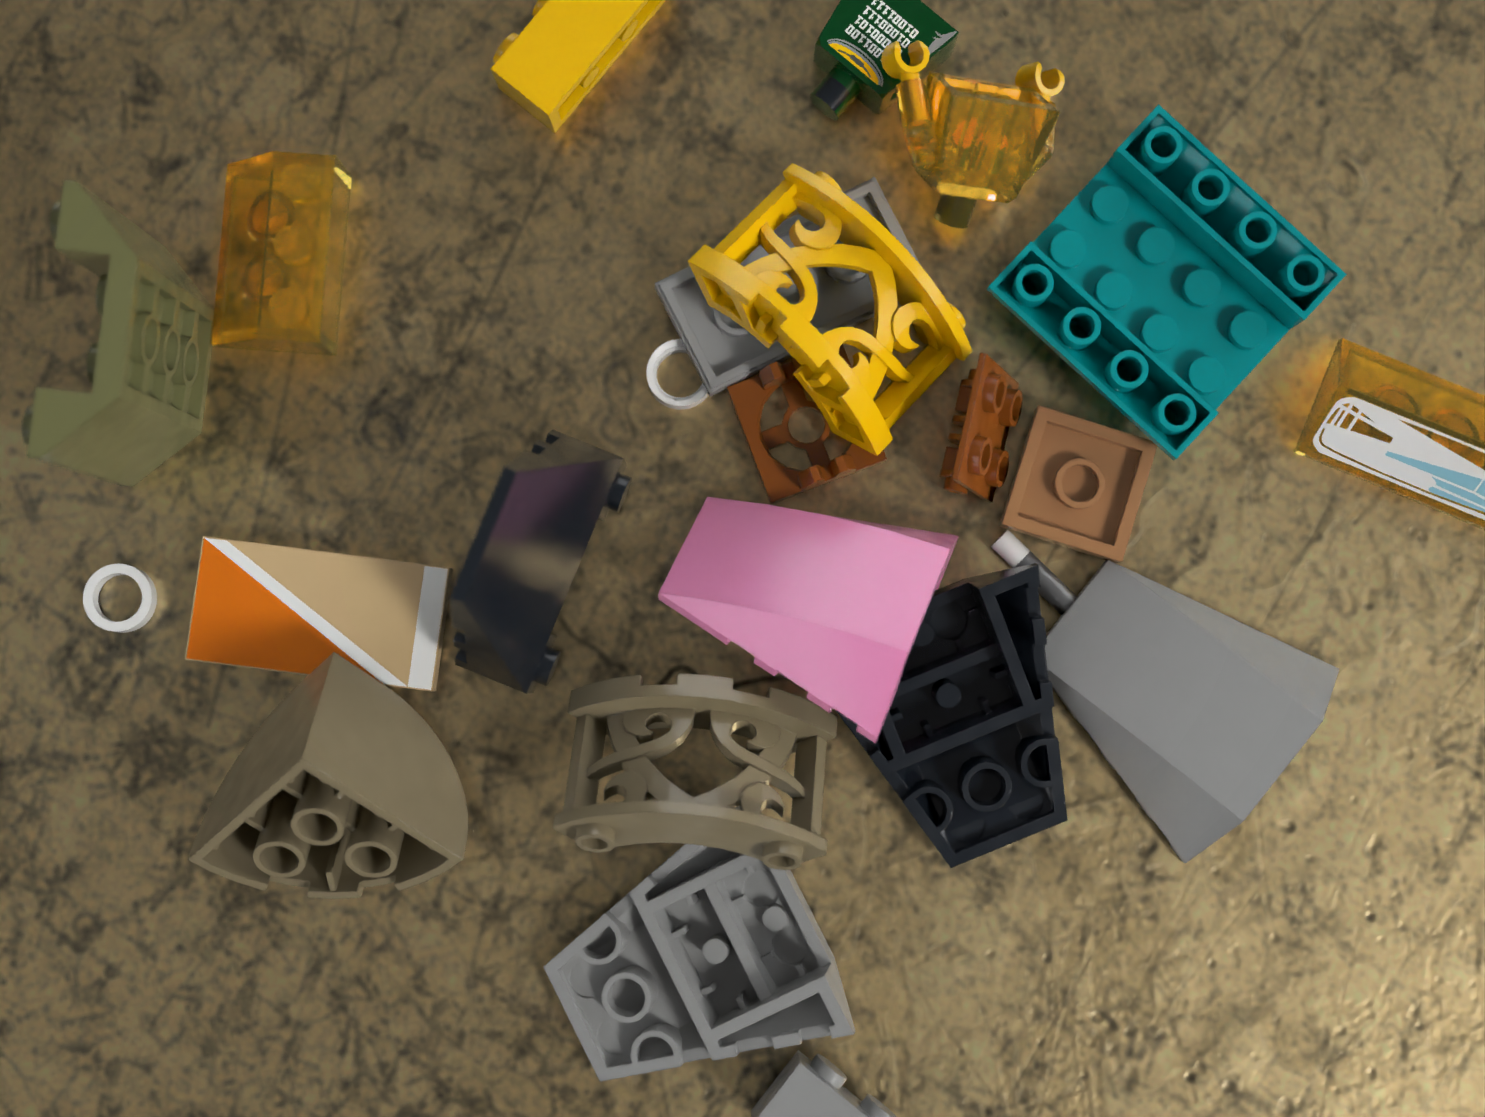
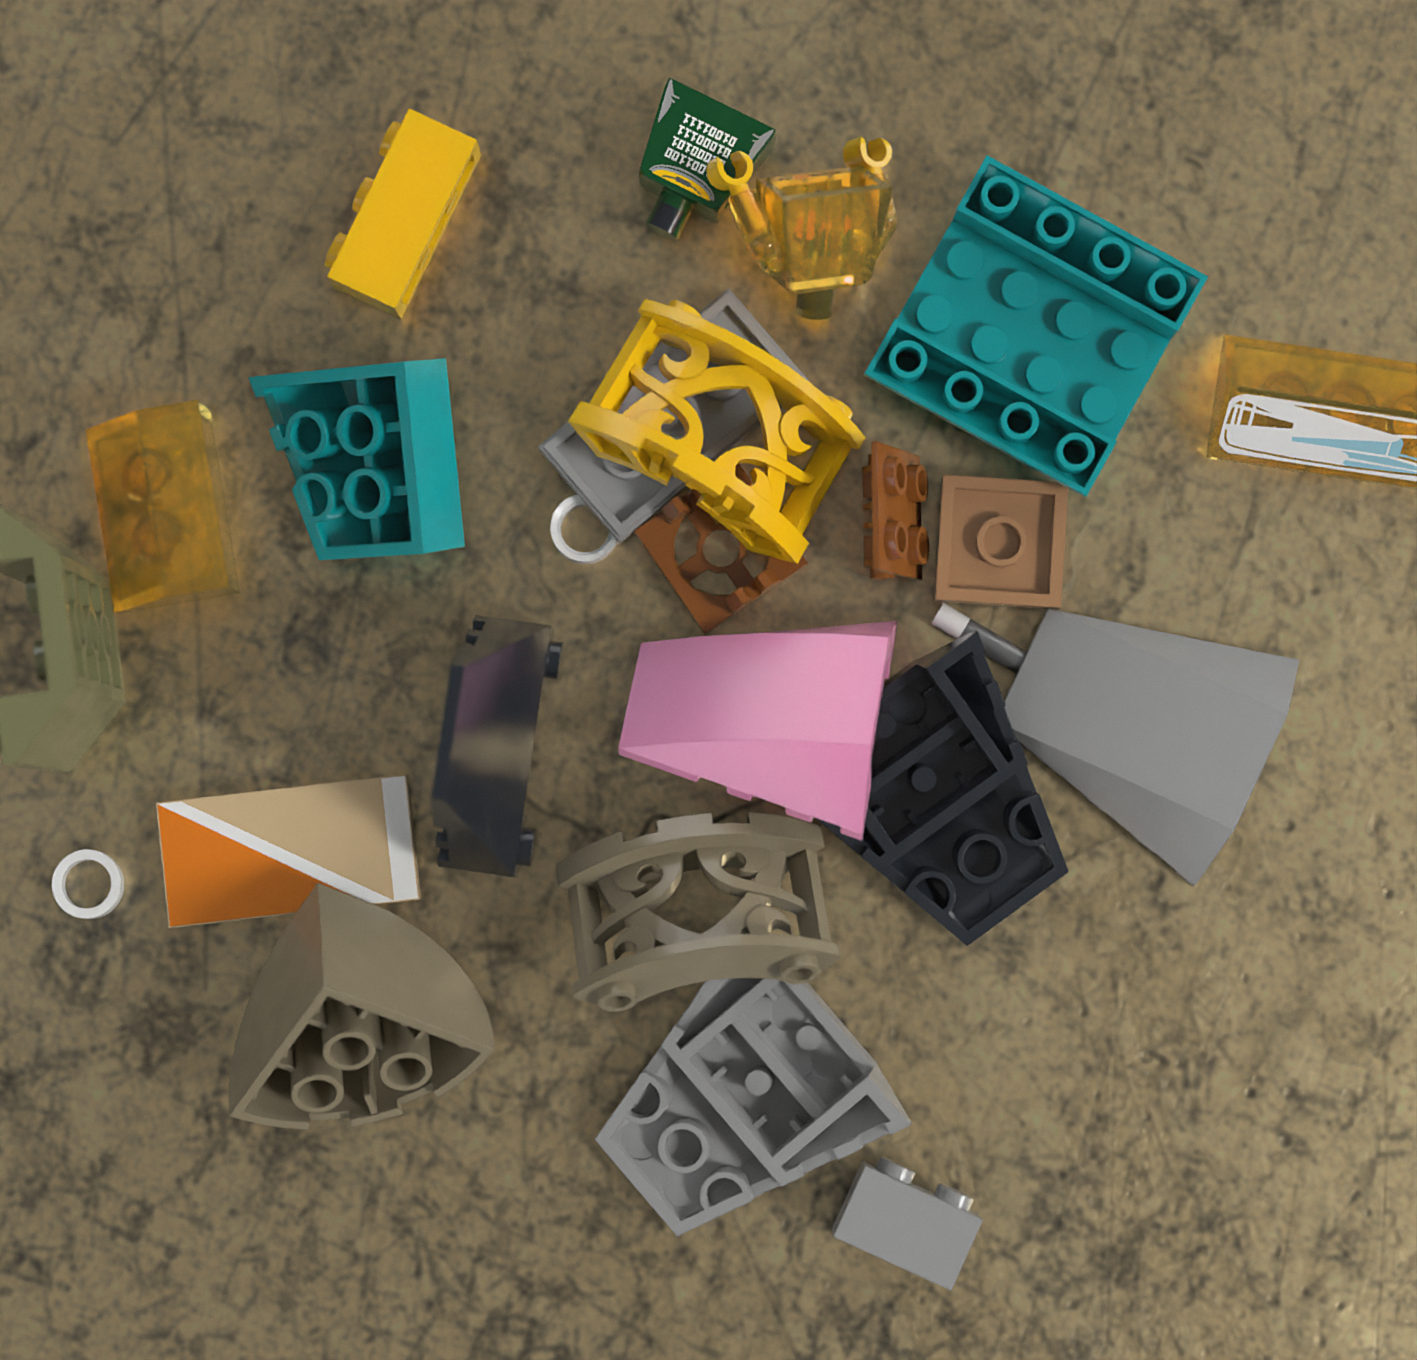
camera: 15 degrees left, 0 degrees up
(490, 251) = (370, 456): none -> teal wedge

